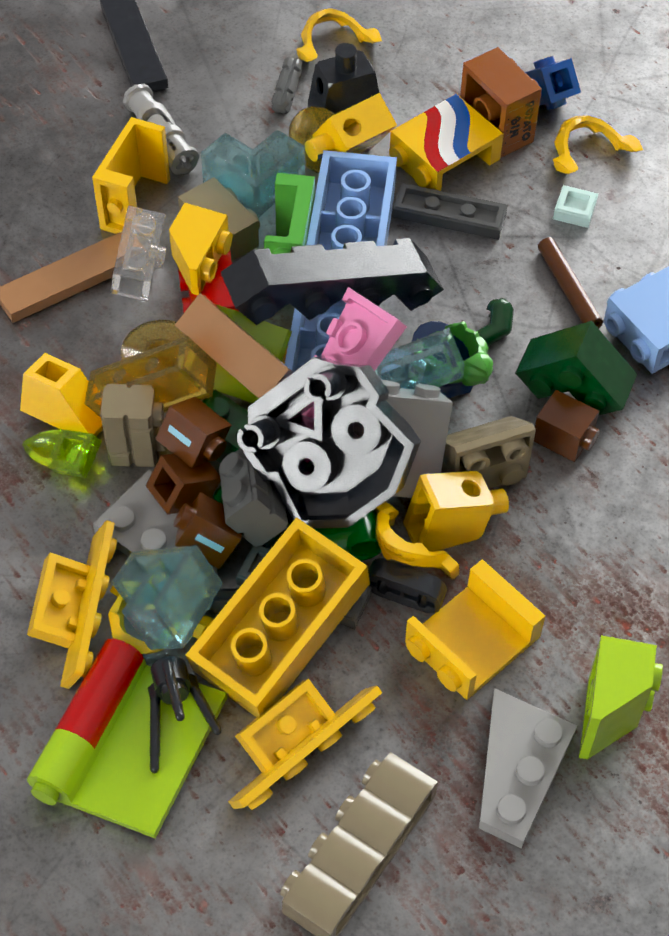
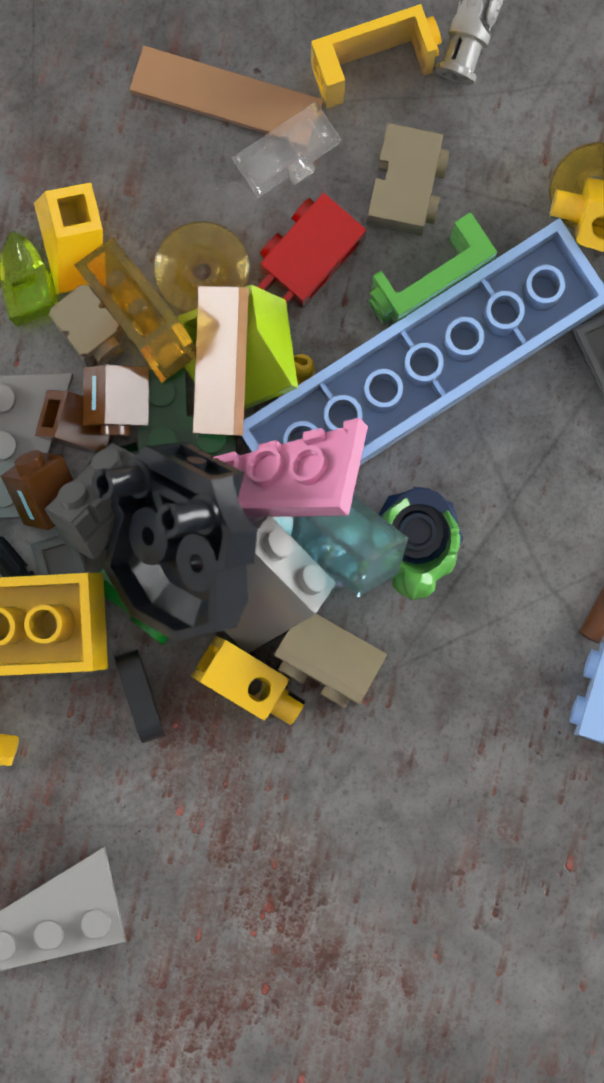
camera: 50 degrees right, 30 degrees up
(197, 244) = (328, 206): yellow slope -> none
(253, 171) = (486, 173): clear light blue brick -> none
(318, 277) = (355, 378): black brick -> none
(412, 554) = (187, 716): yellow helmet -> none
(476, 632) = (141, 788): yellow panel -> none
(500, 321) = (514, 547): dark green arm -> none
(566, 426) = (432, 706): reddish brown brick -> none
(578, 362) = (496, 672): dark green brick -> none
(618, 692) = (165, 960): lime slope -> none

